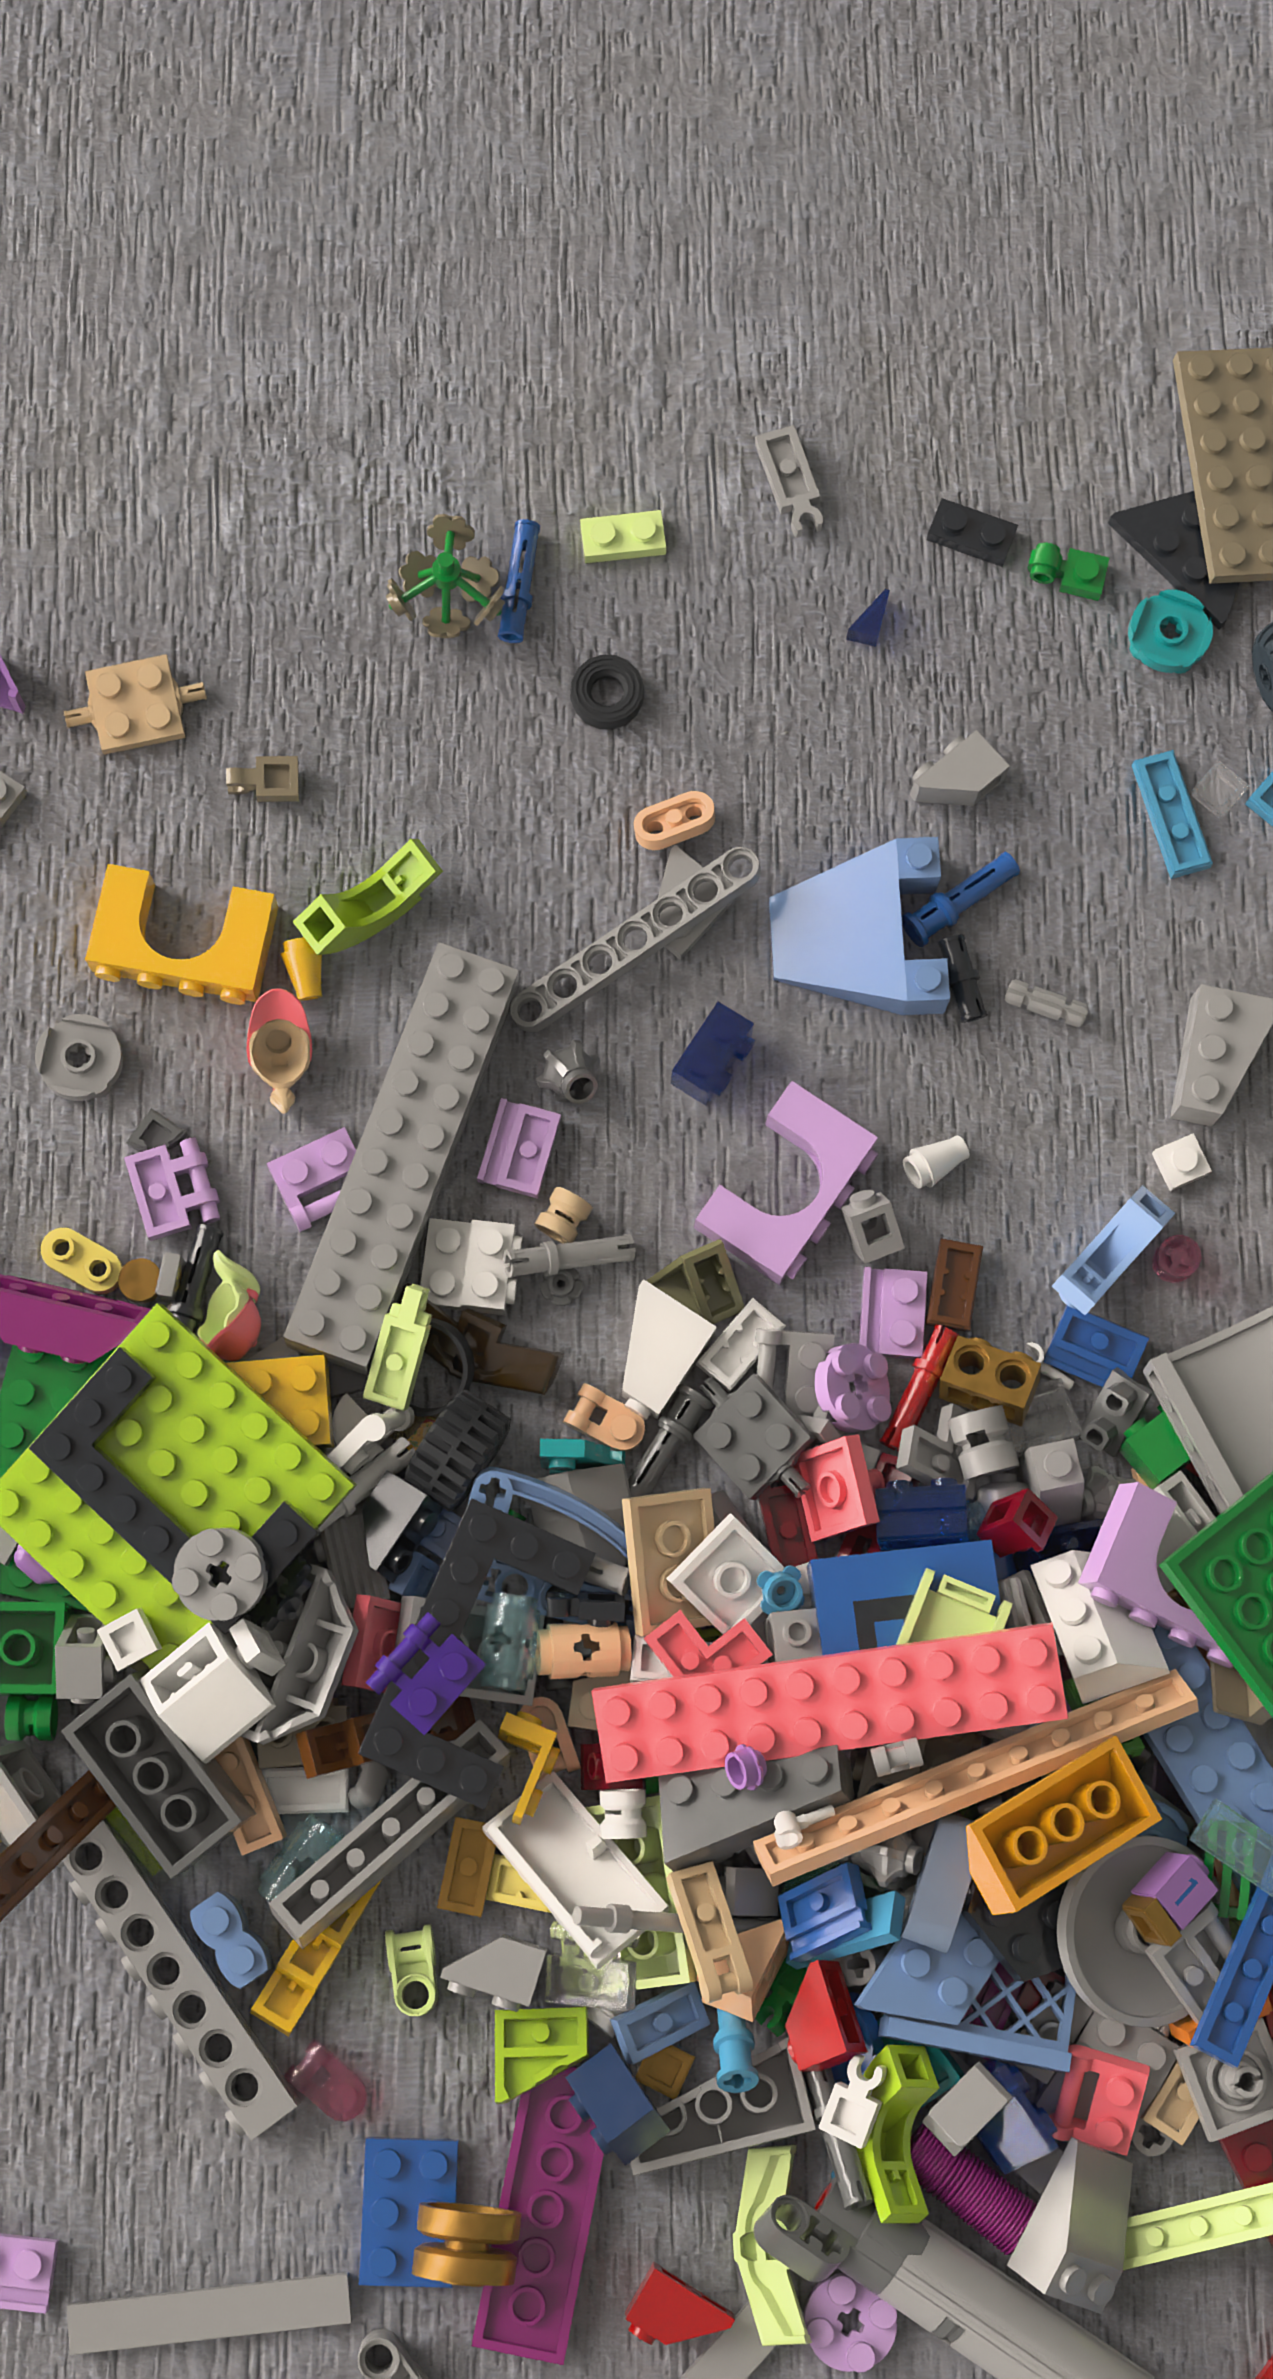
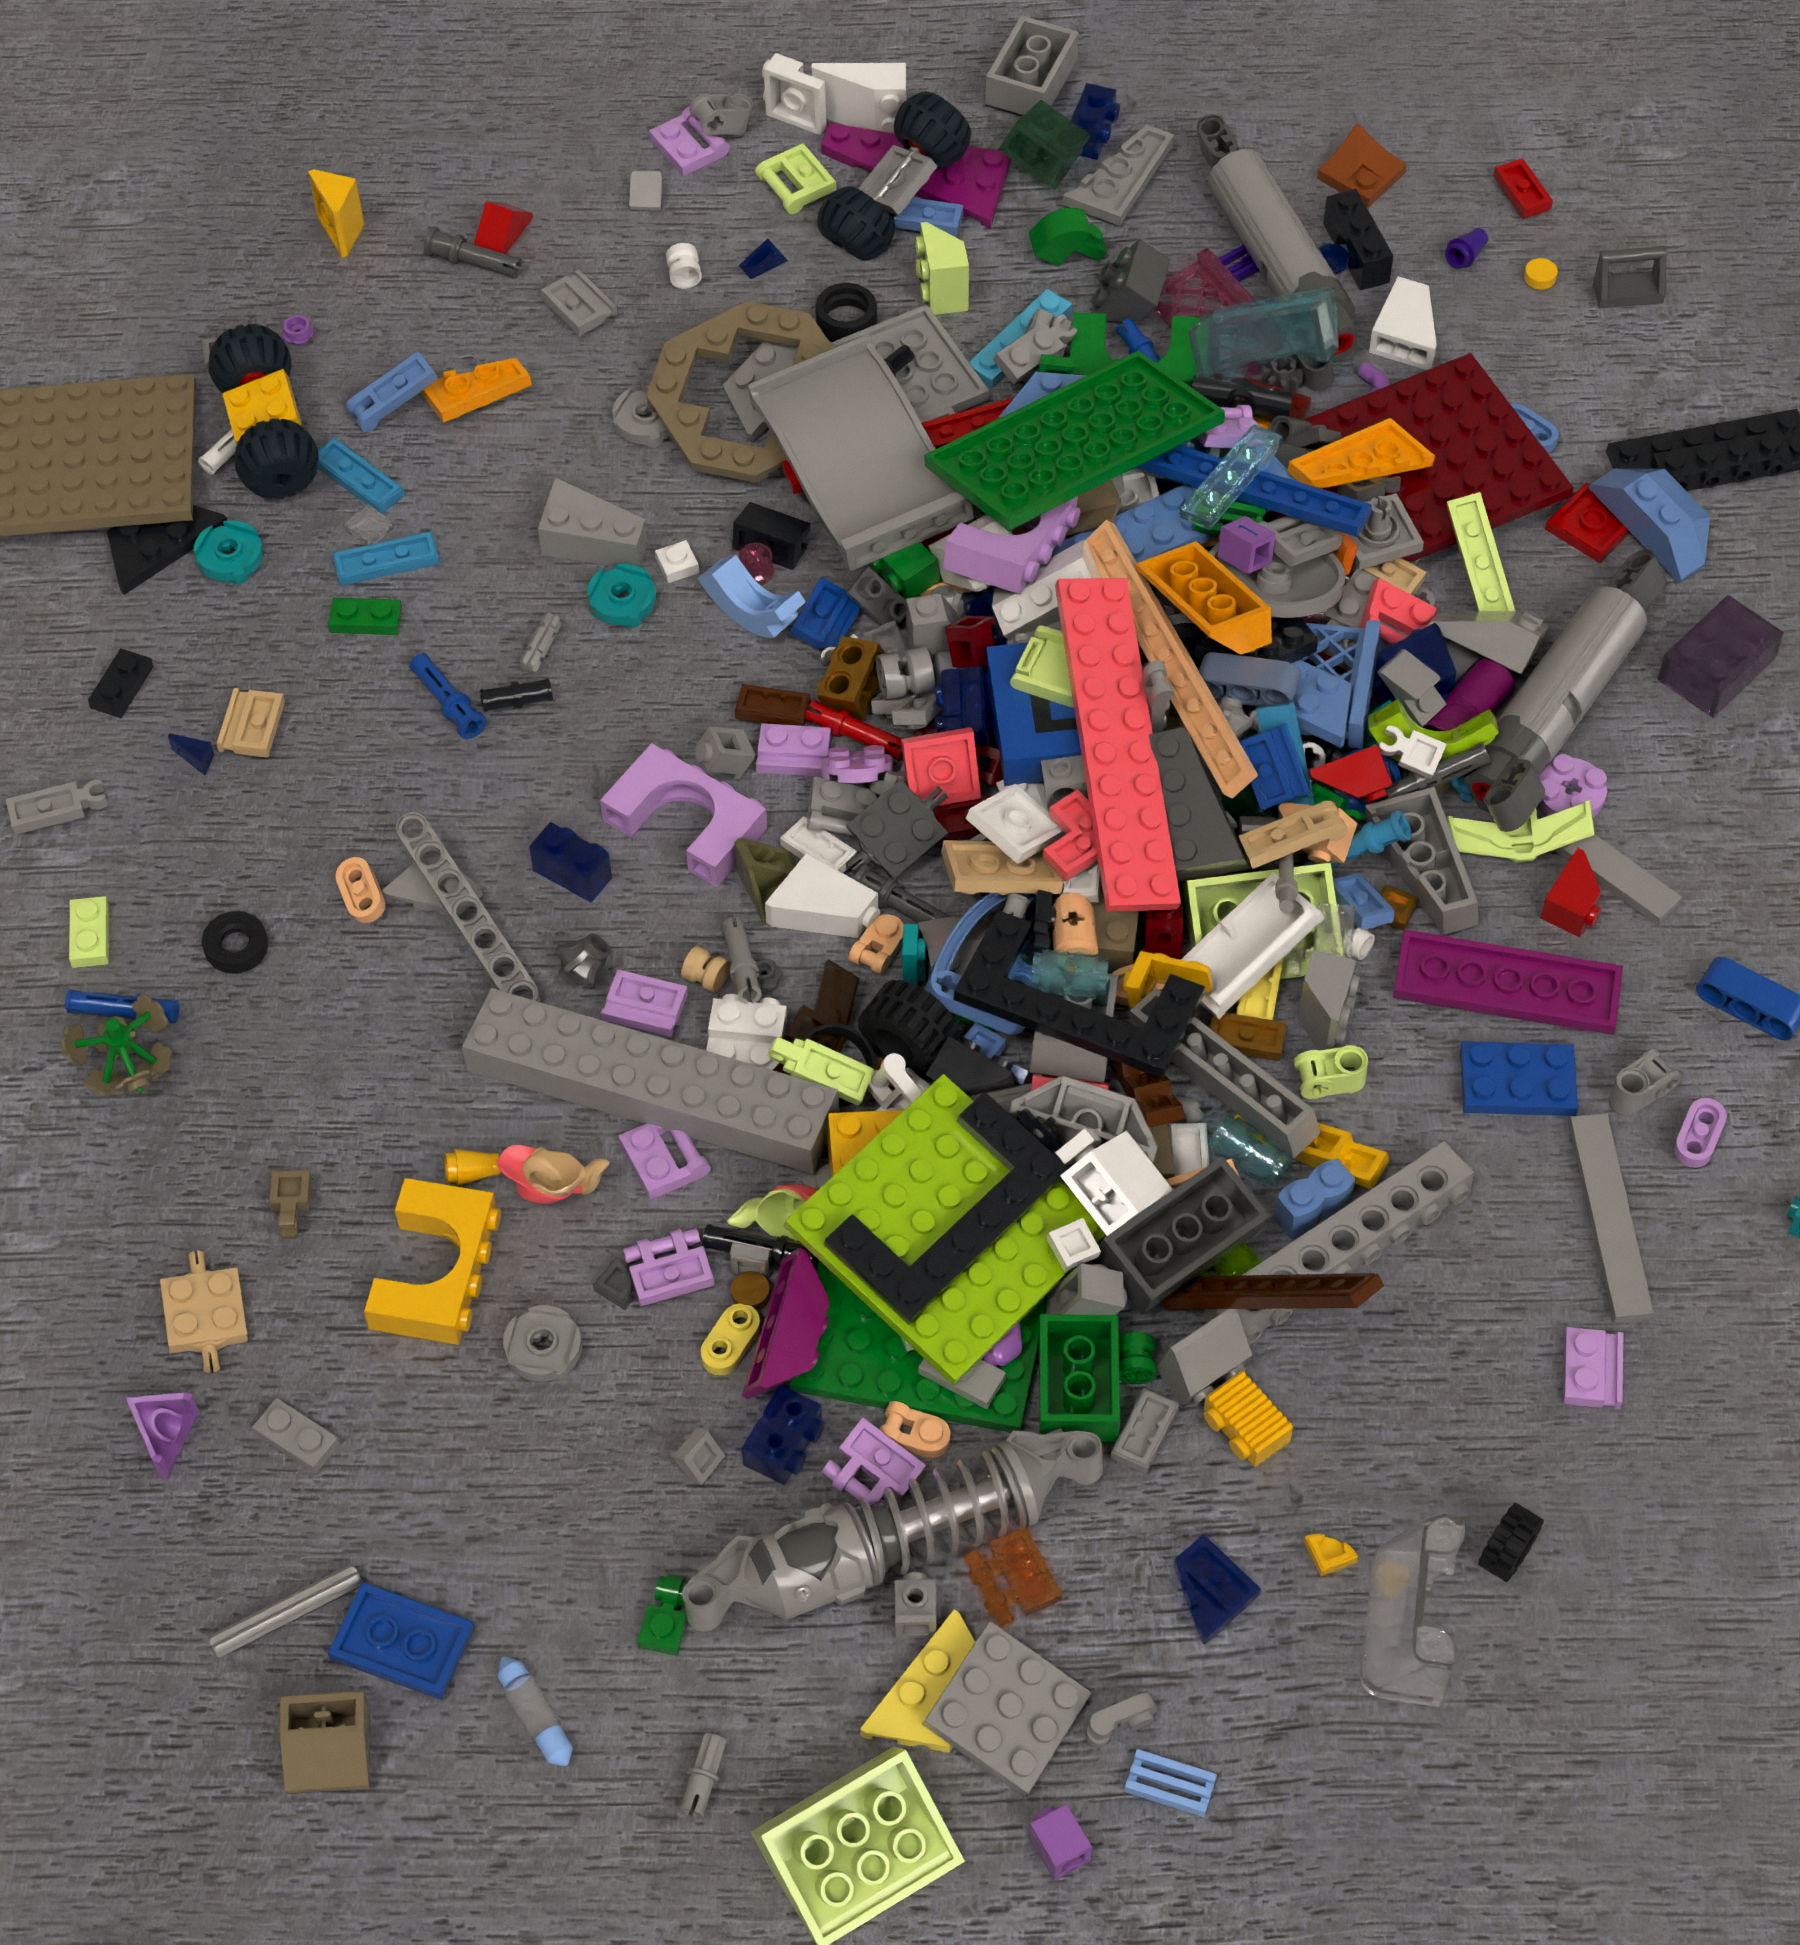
camera: 85 degrees left, 20 degrees down
(193, 1574) = (1024, 1137): light grey plate -> none
(342, 2094) = (1429, 1125): clear pink plate -> none
(359, 913) = (419, 1116): lime arch -> none
(436, 1683) = (1106, 1006): dark purple plate -> none
(466, 2253) = (1542, 1010): pearl gold wheel -> none
(536, 2047) = (1386, 979): lime wing -> none
(617, 2105) = (1426, 909): dark blue brick -> none
(623, 1813) = (1203, 904): white wheel -> none
(745, 1767) = (1174, 794): medium lavender plate -> none
(789, 1827) = (1213, 763): white hand -> none
(790, 1599) = (1026, 786): dark azure plate -> none
(847, 935) = (470, 768): wedge -> none
(913, 679) = (251, 722): none -> tan plate
(932, 1162) = (670, 717): white cone -> none
(963, 775) = (338, 687): light grey slope -> none
(1080, 573) = (164, 614): green plate -> none
(1081, 797) = (365, 616): none -> green plate
(1143, 1086) = (627, 610): none -> teal plate
(1151, 1920) = (1269, 556): pearl gold tile -> none
(1224, 1276) = (774, 529): none -> black hinge

